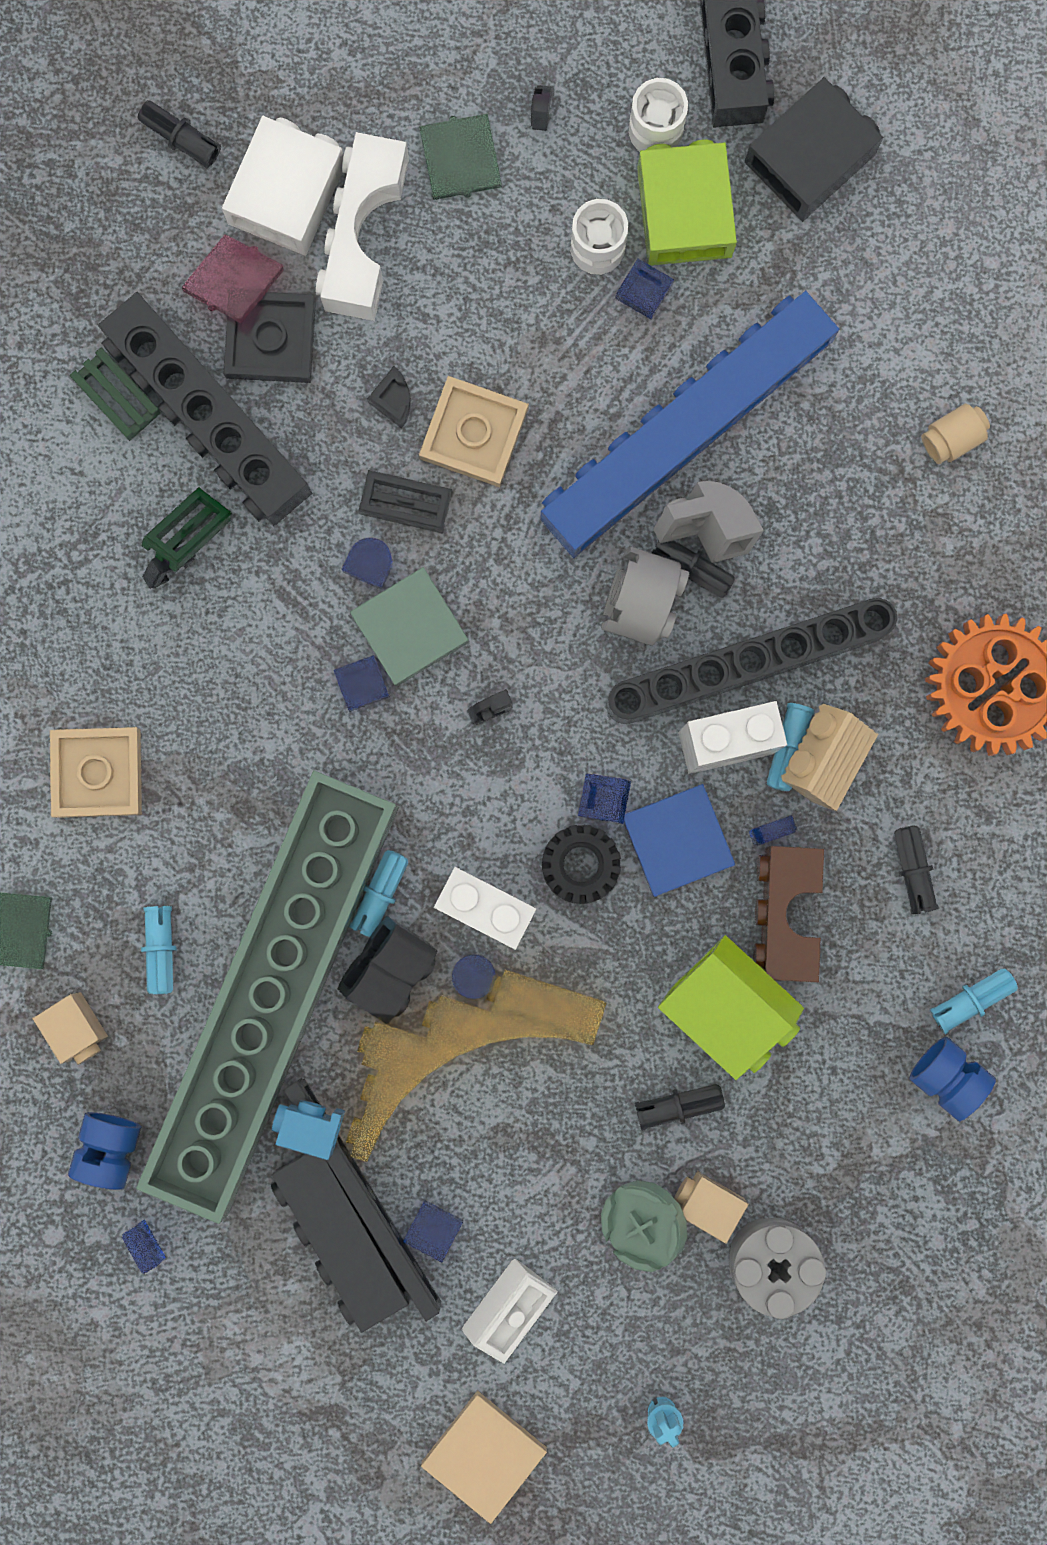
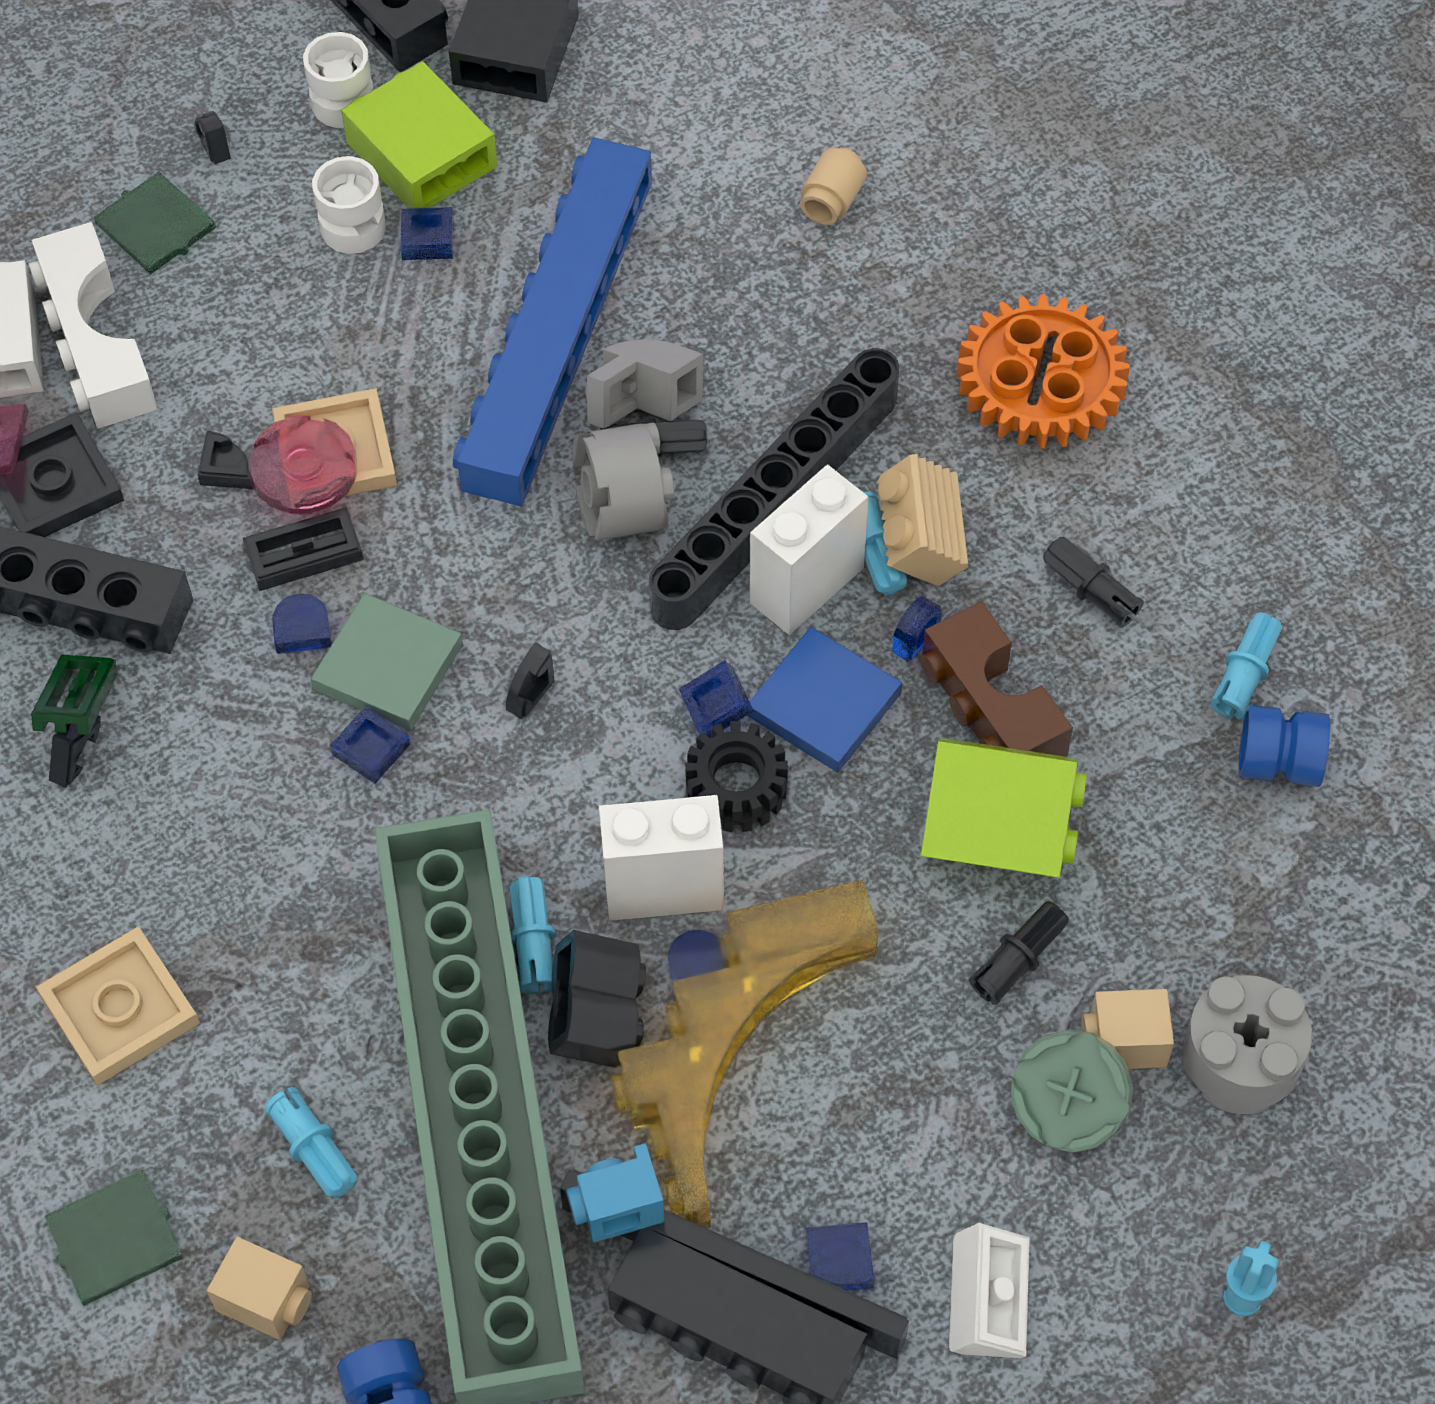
camera: 30 degrees left, 25 degrees down
(440, 439) = (303, 465): none -> clear pink tile

